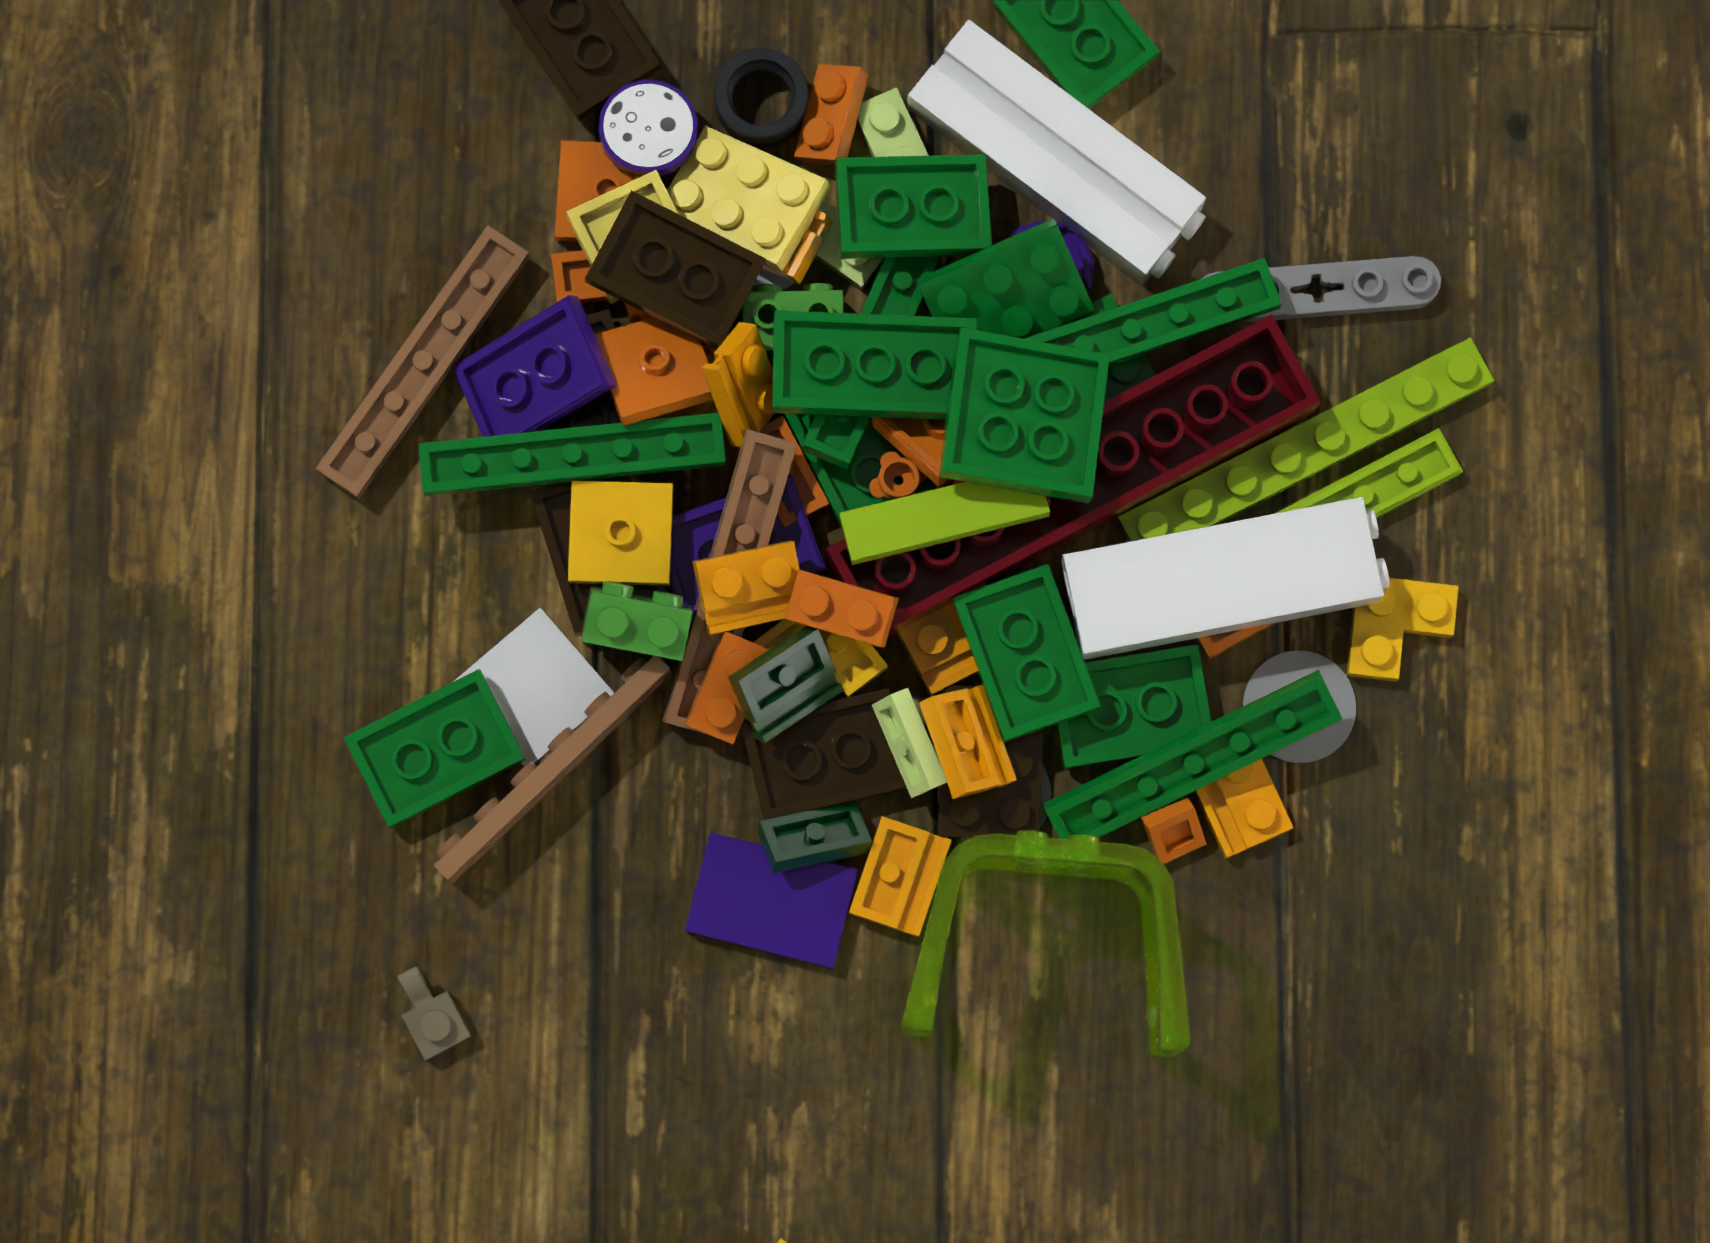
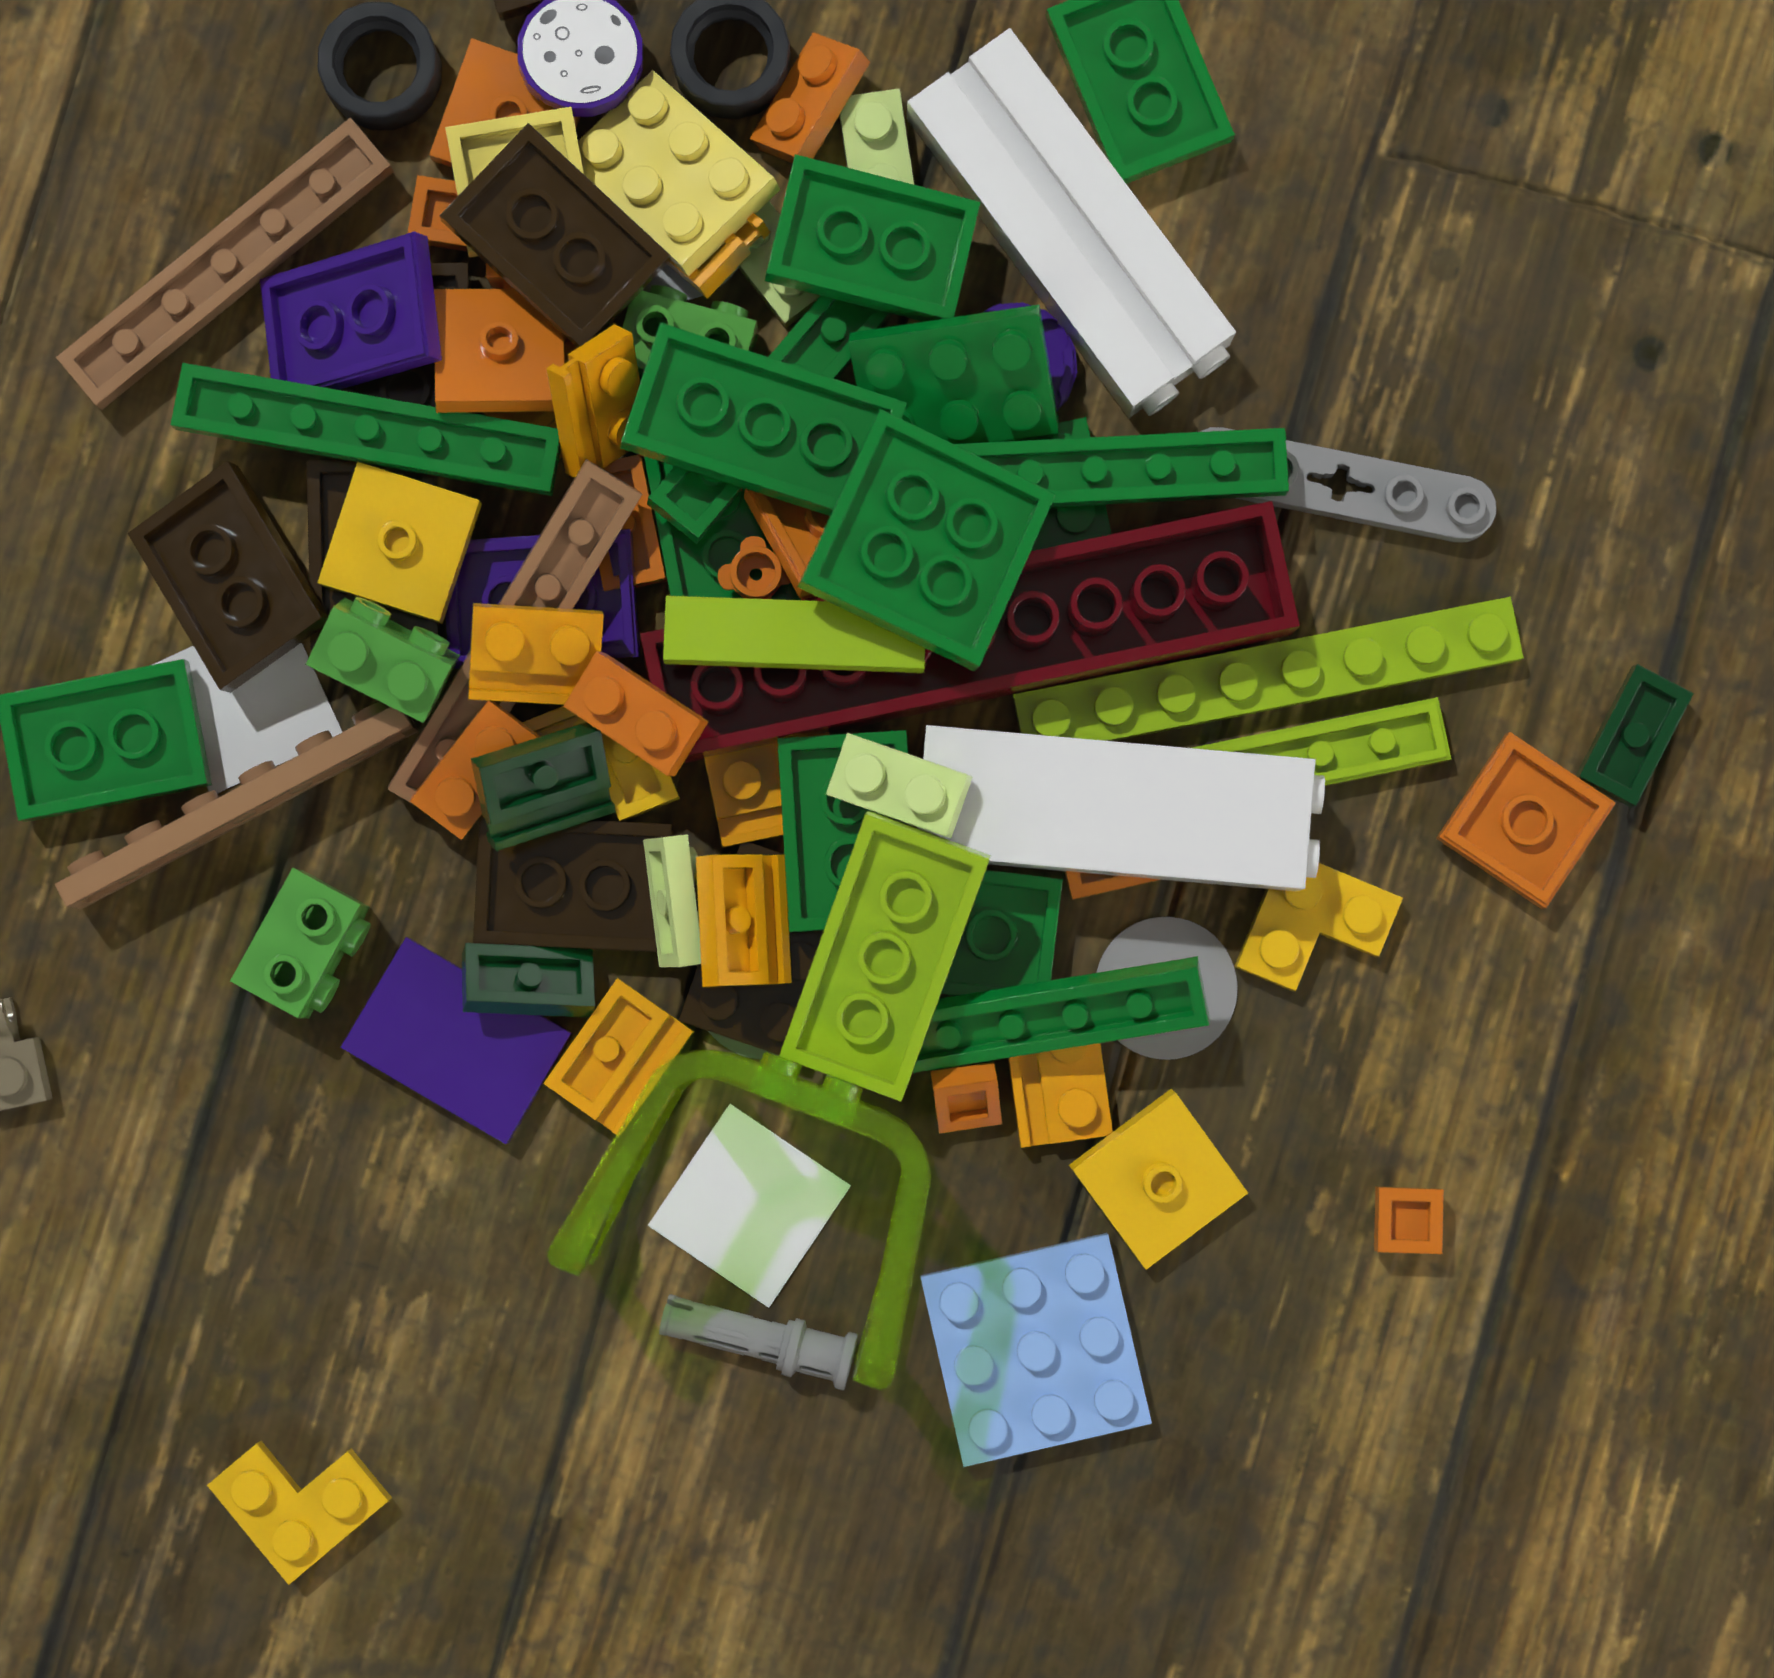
camera: 15 degrees right, 5 degrees up
(486, 144) = (359, 22): none -> black tyre
(497, 596) = (228, 577): none -> dark brown plate
(633, 860) = (302, 945): none -> bright green brick
(1031, 963) = (749, 1205): none -> white sticker
(1056, 605) = (899, 785): none -> yellowish green plate
(1084, 735) = (884, 955): none -> lime plate
(1096, 1059) = (789, 1346): none -> light grey pin
(1283, 1008) = (1035, 1349): none -> light blue plate
(1338, 851) = (1158, 1178): none -> yellow plate
(1533, 501) = (1526, 820): none -> orange plate
(1536, 827) = (1408, 1220): none -> orange plate
(1594, 414) = (1634, 735): none -> dark green plate

